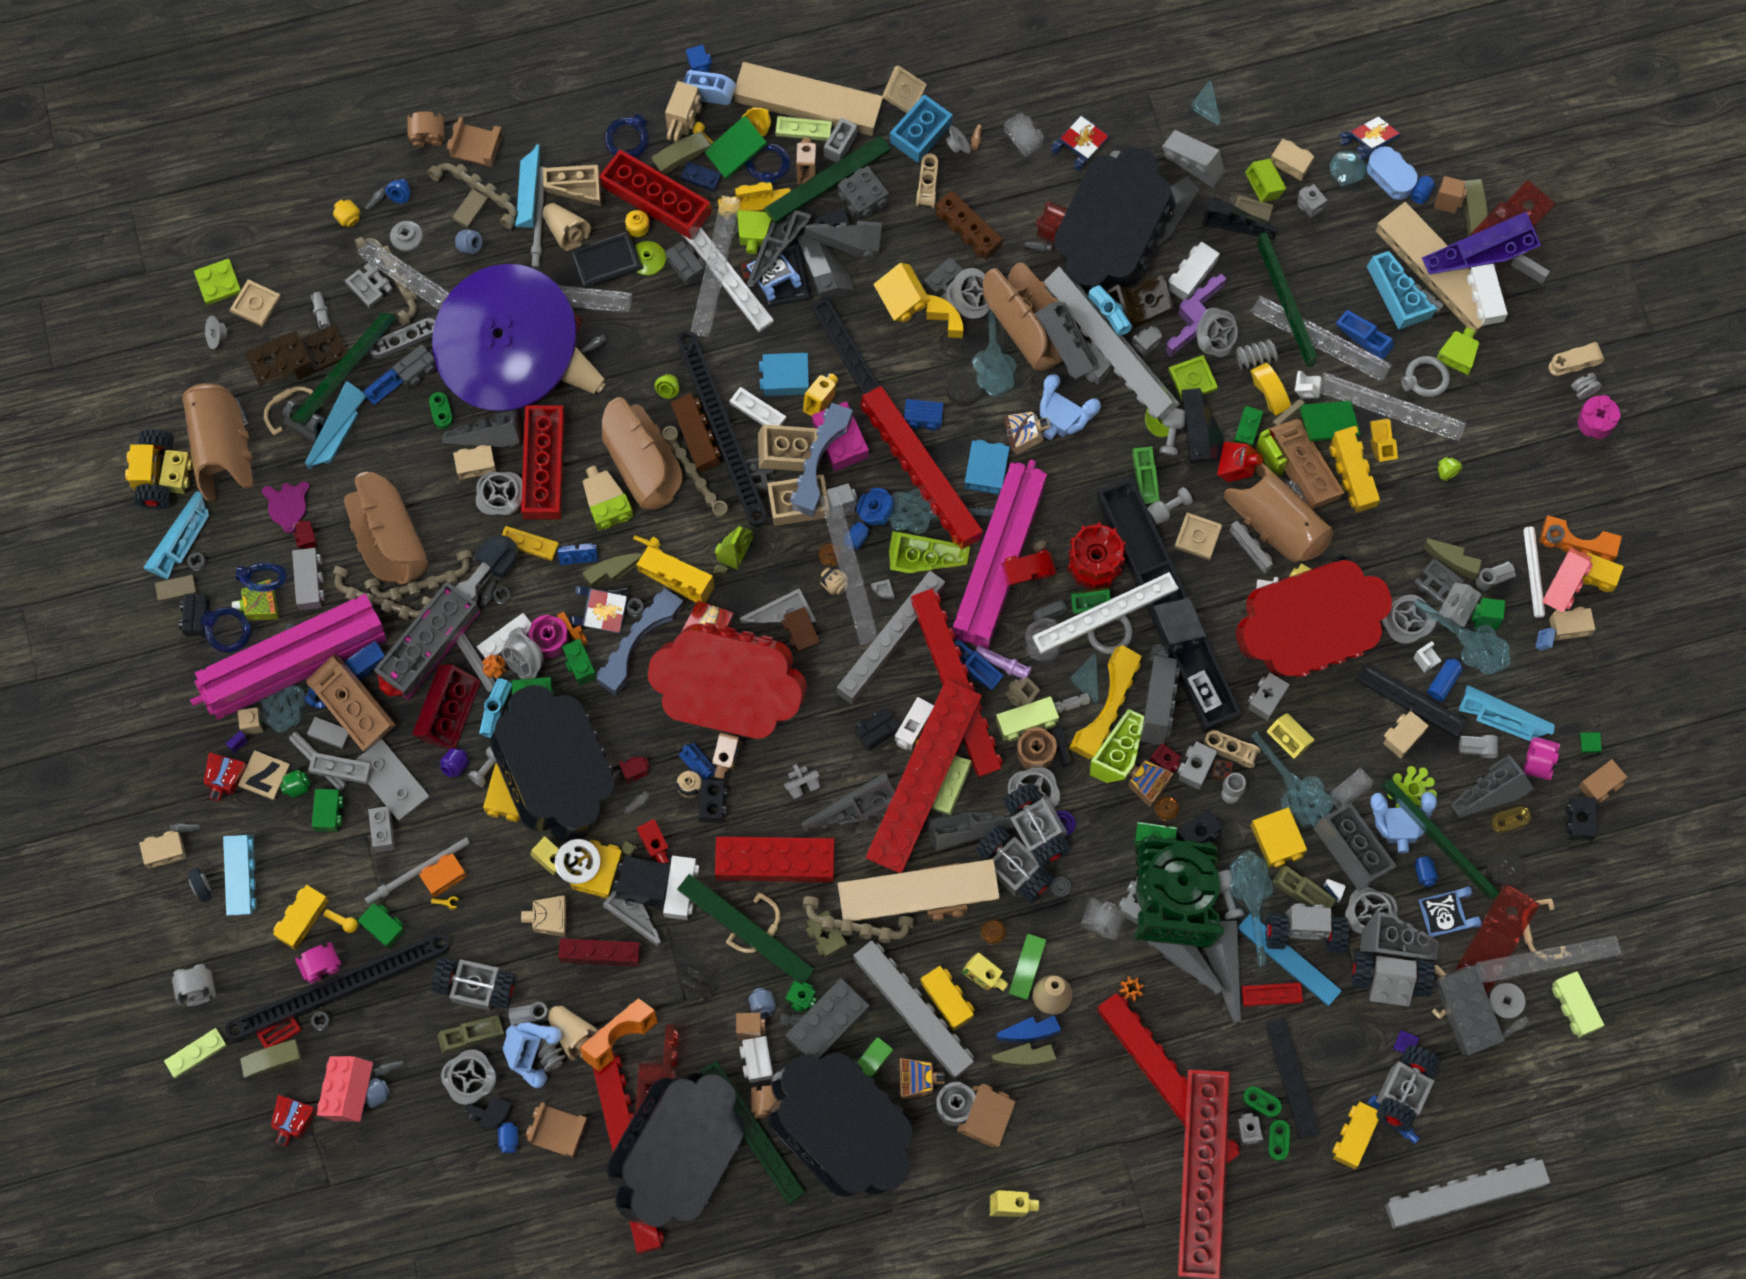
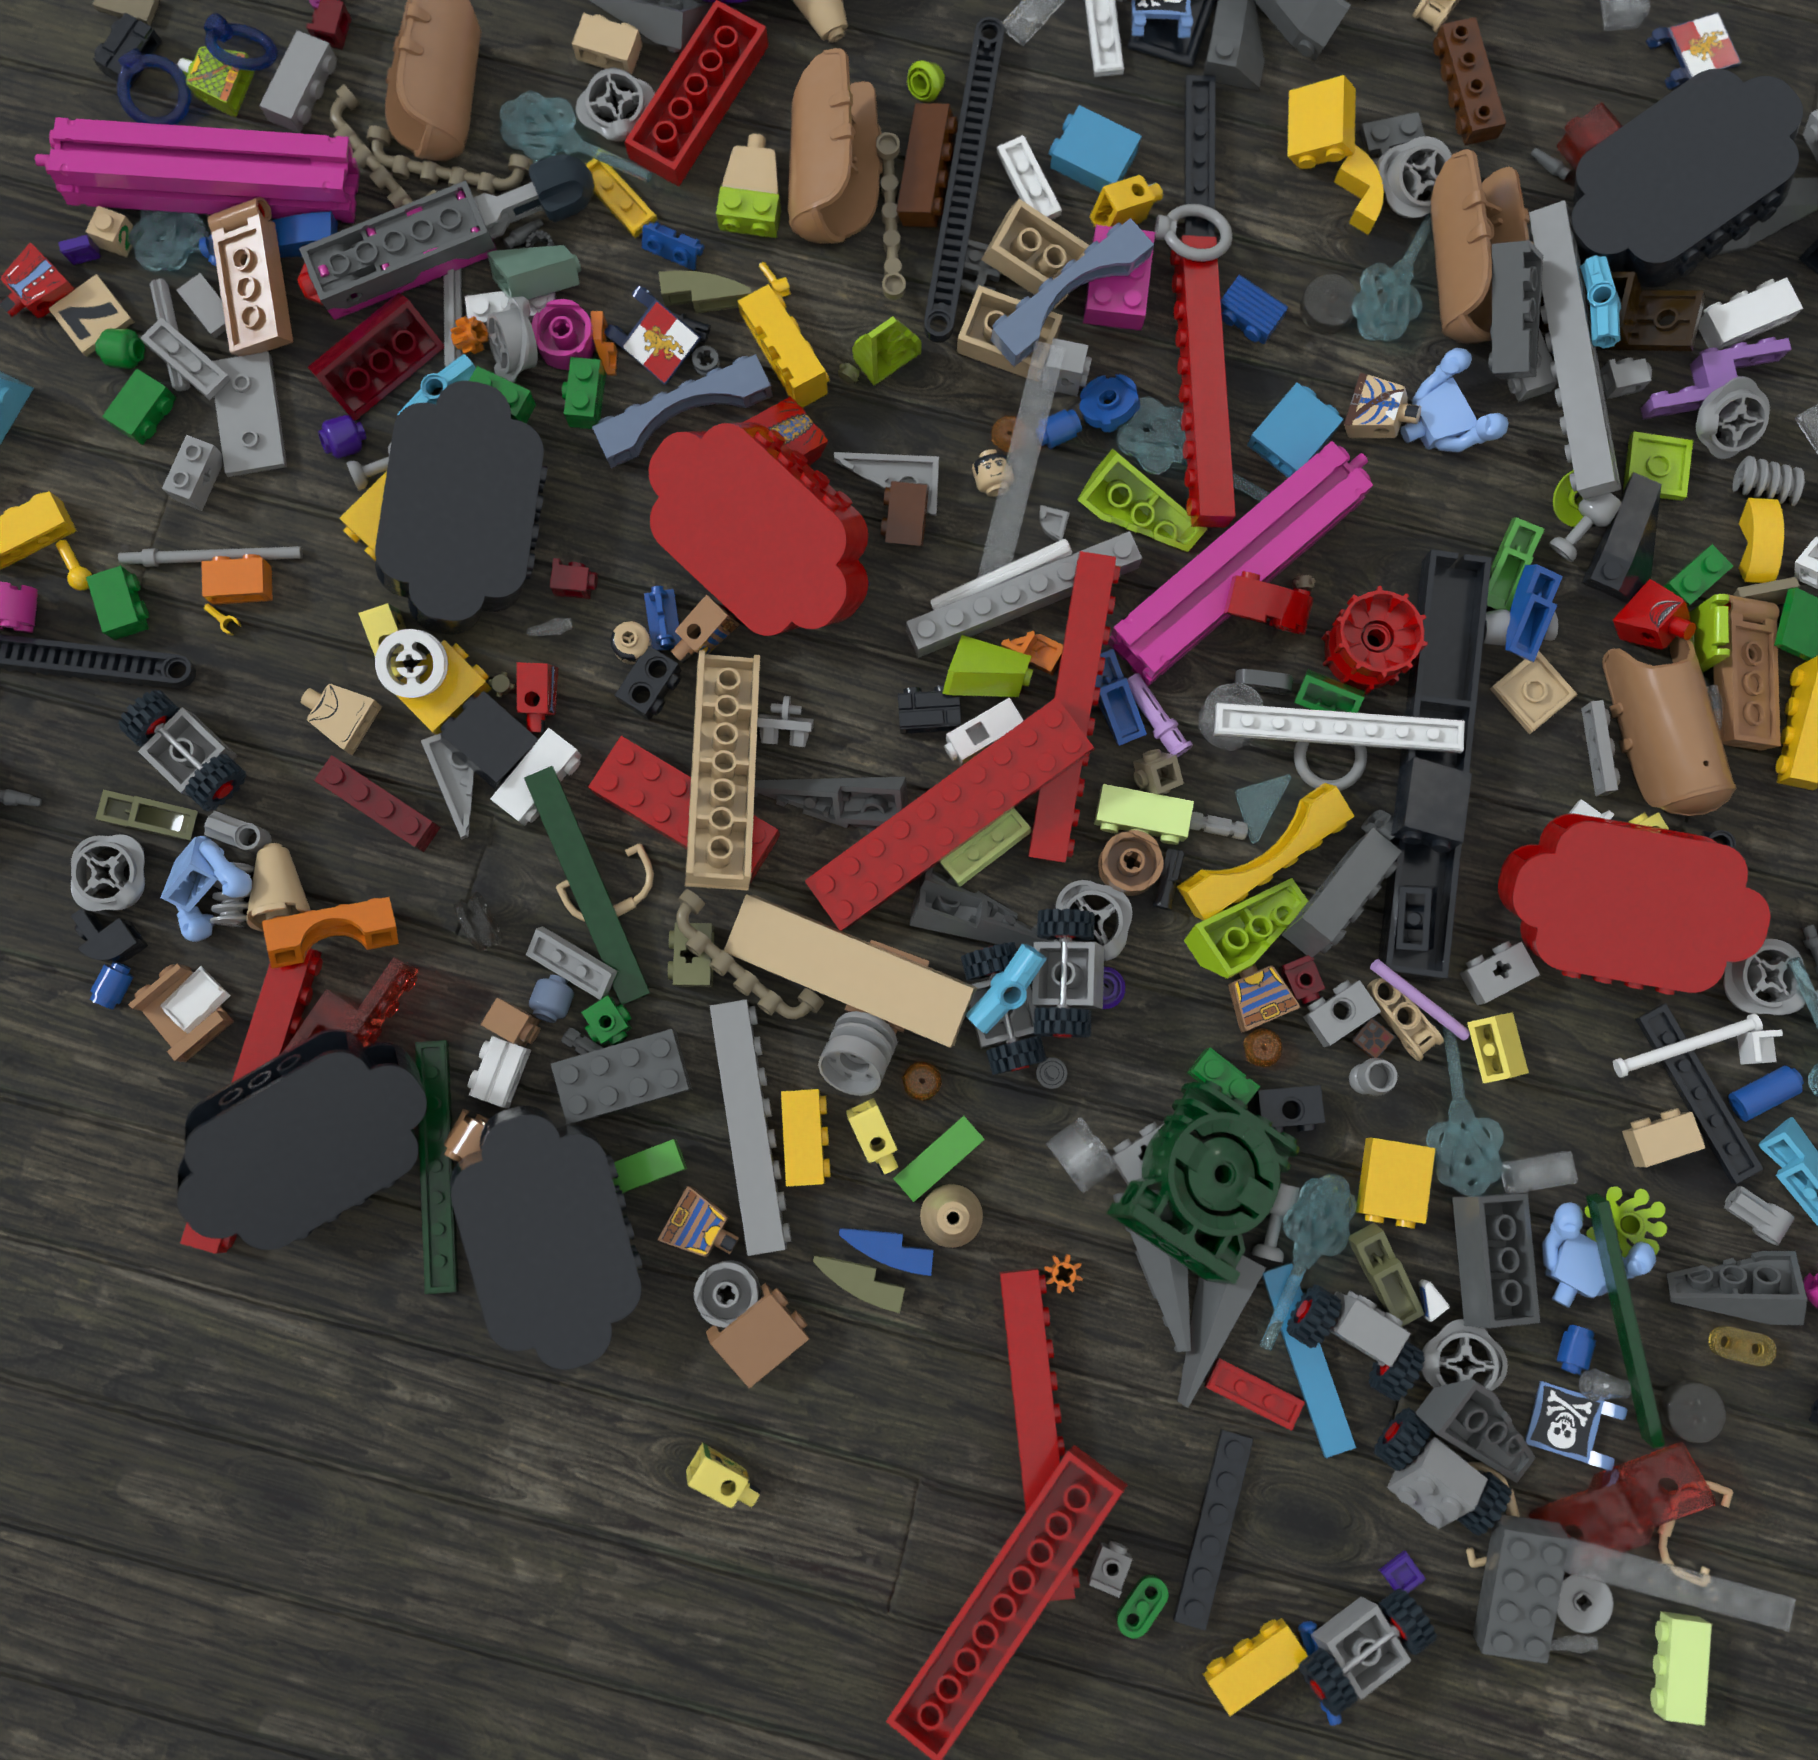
camera: 30 degrees right, 10 degrees up
(468, 532) = (544, 137): none -> clear light blue piece
(509, 611) = (534, 270): none -> sand green slope
(560, 1120) = (195, 1000): none -> white piece
(761, 977) = (571, 963): none -> light grey plate
(786, 823) = (723, 772): none -> tan tile
(851, 395) = (1166, 228): none -> light grey piece
(879, 625) = (1019, 567): none -> white axle
(896, 689) = (986, 670): none -> lime slope
(916, 664) = (1043, 651): none -> orange slope
(950, 933) = (857, 1053): none -> light grey wheel
(1009, 861) = (1019, 975): none -> medium azure piece
(1171, 494) = (1531, 611): none -> blue slope
(1234, 733) = (1420, 999): none -> lavender bar
(1262, 1100) = (1150, 1538): green plate -> none
(1361, 708) = (1622, 1067): none -> white bar
(1451, 882) = (1602, 1386): none -> clear cone

